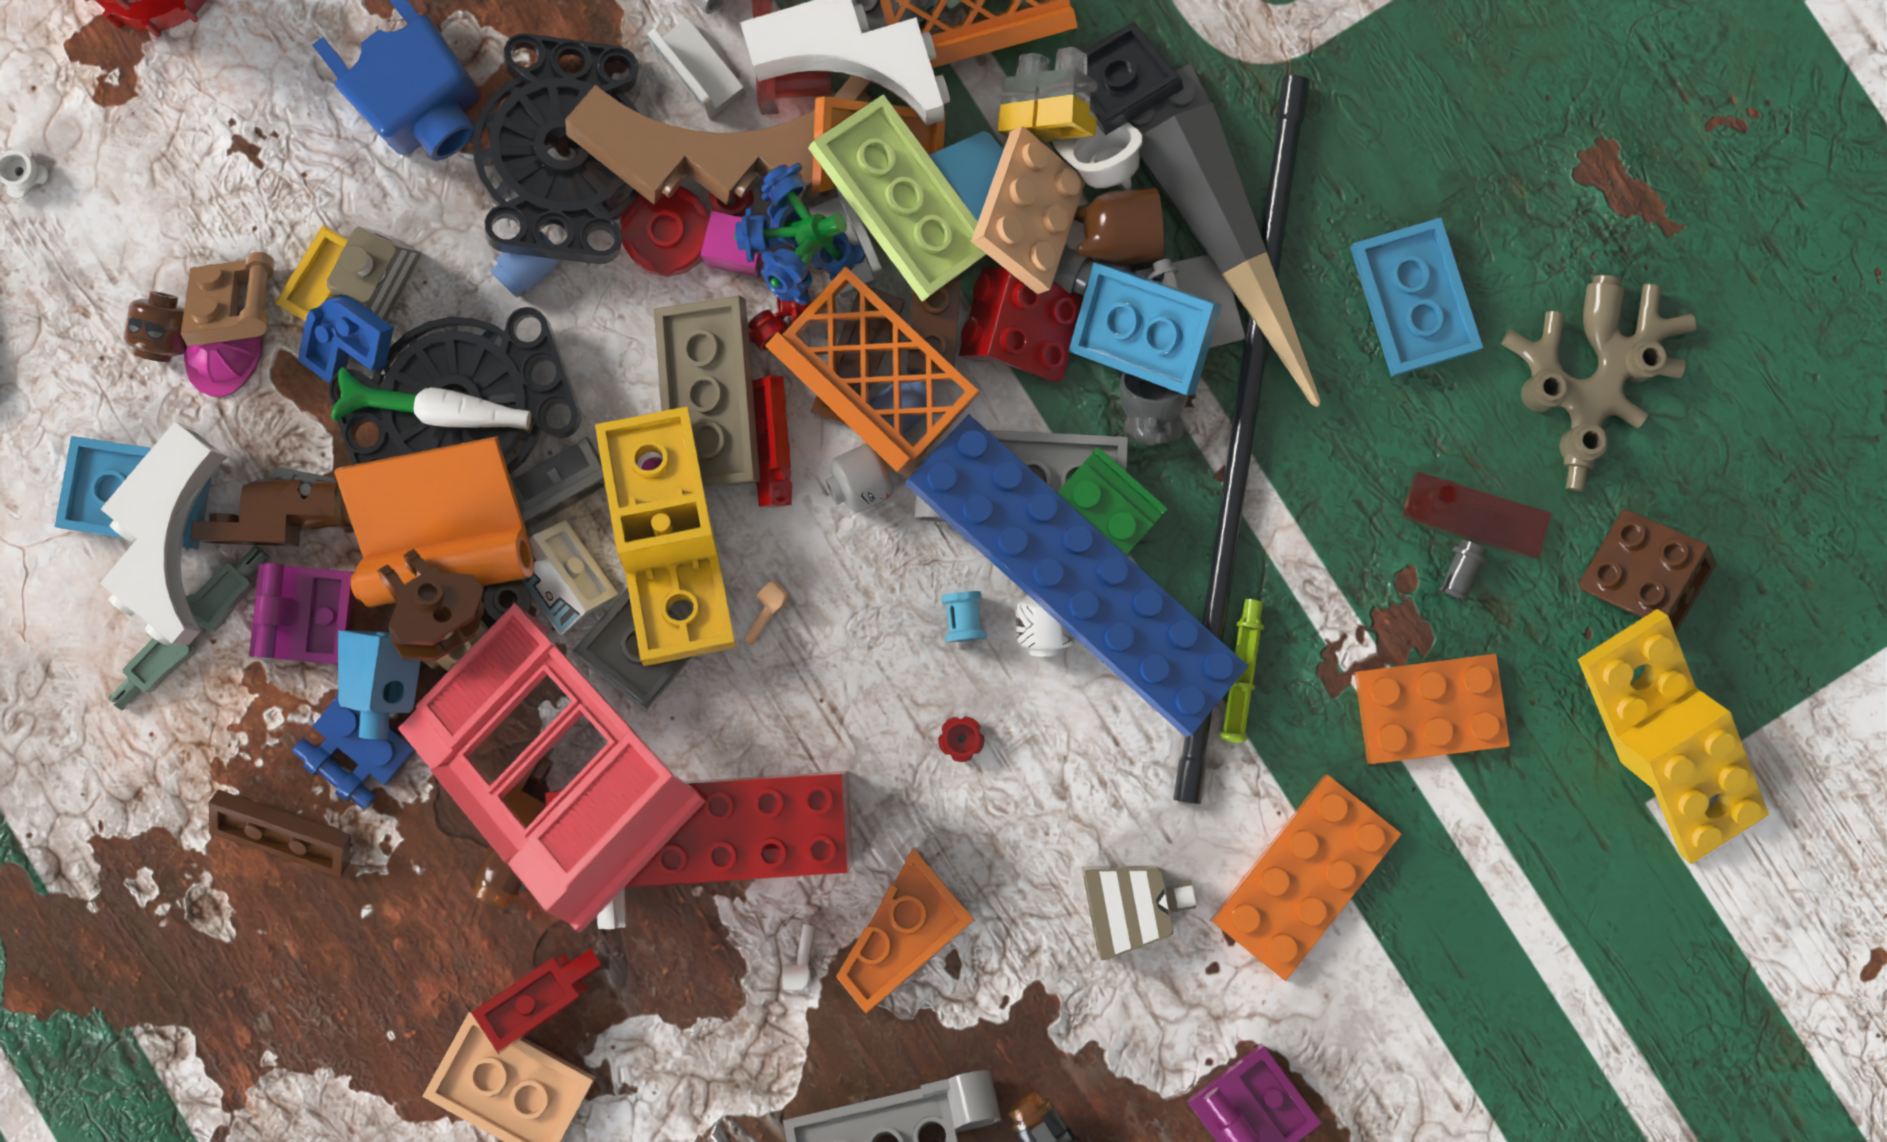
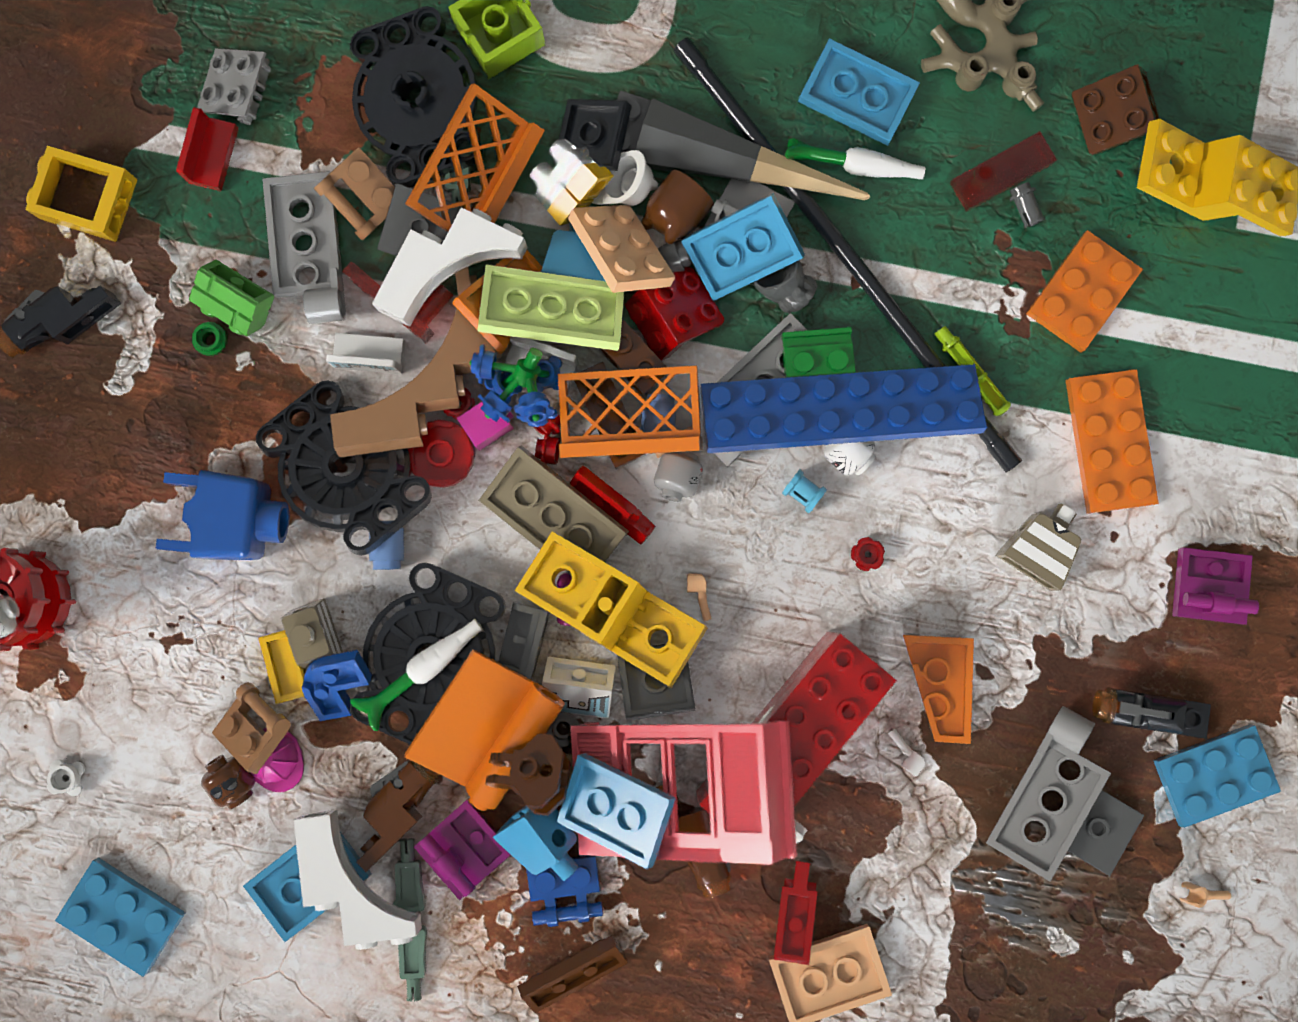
camera: 45 degrees left, 0 degrees up
(467, 719) = (616, 810): none -> plate
(1343, 359) = (856, 160): none -> white piece

